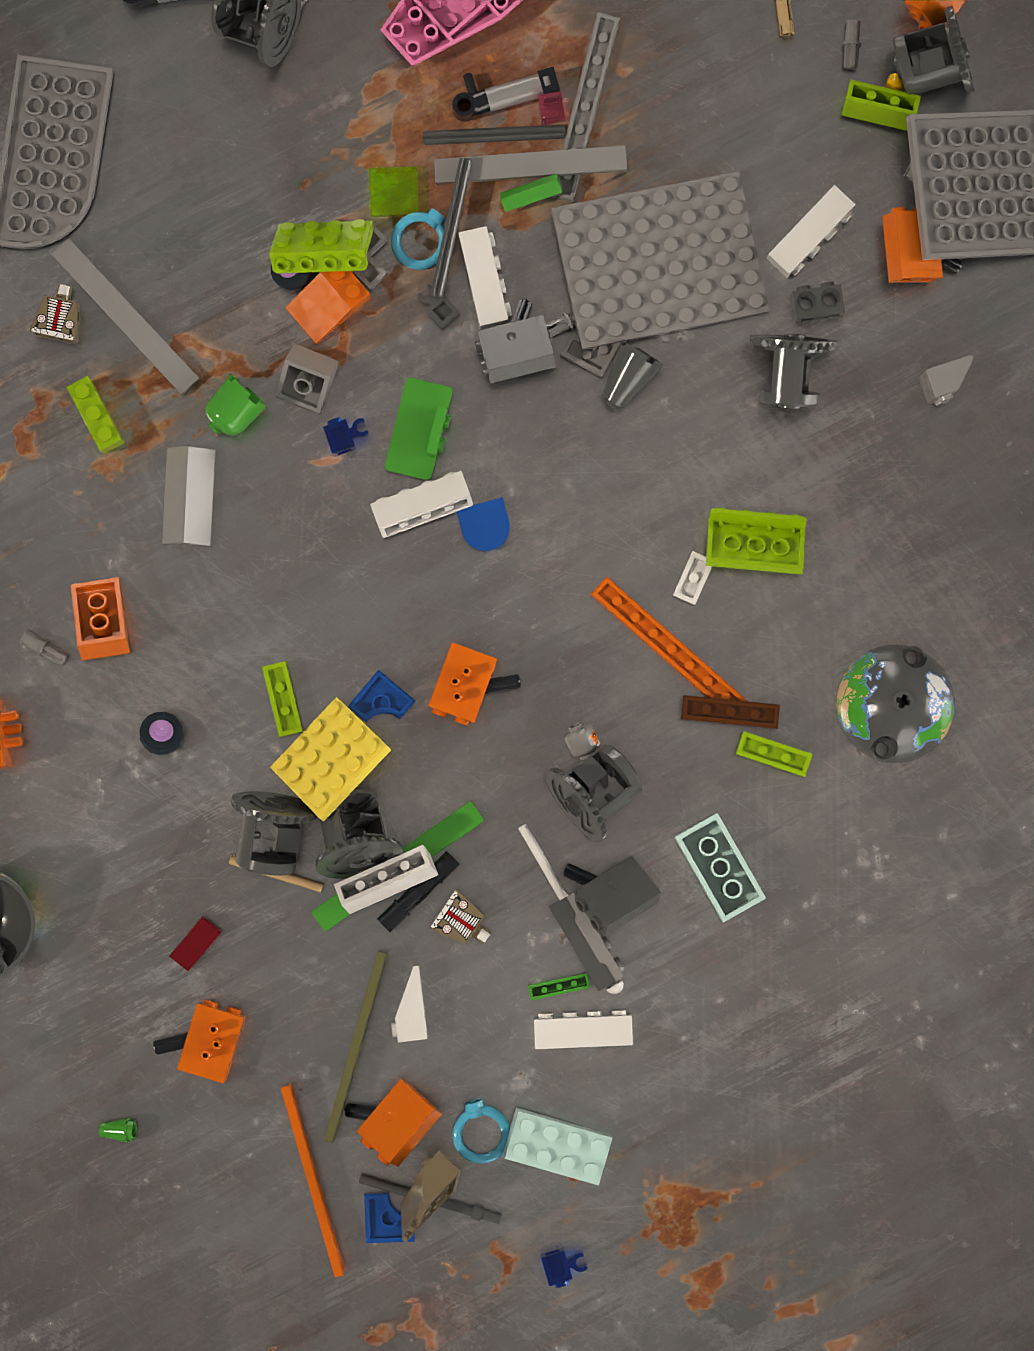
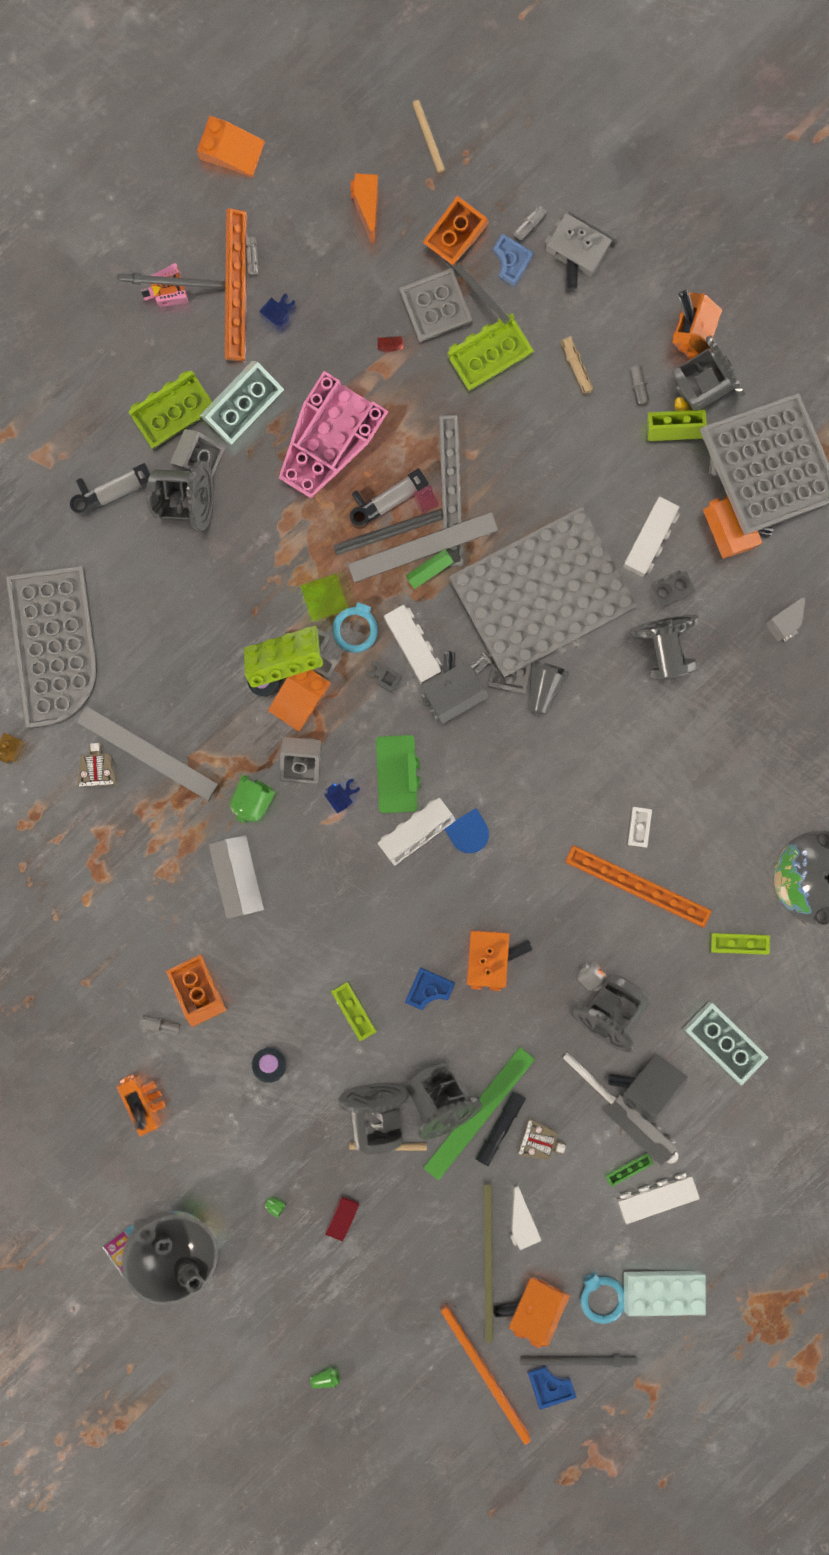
camera: 20 degrees left, 0 degrees up
(95, 415) = (147, 835): lime brick -> none
(118, 906) = (274, 1207): none -> bright green hose
(209, 1042) = (374, 1291): orange piece -> none
(330, 759) = (405, 1048): light yellow plate -> none
(386, 879) = (474, 1128): white brick -> none
(429, 1191) = (580, 1352): dark tan wedge -> none
(451, 228) = (377, 617): dark grey axle -> none
(558, 1266) = (692, 1384): clear blue brick -> none
(730, 712) = (698, 921): reddish brown tile -> none
(756, 541) = (679, 785): lime bracket -> none

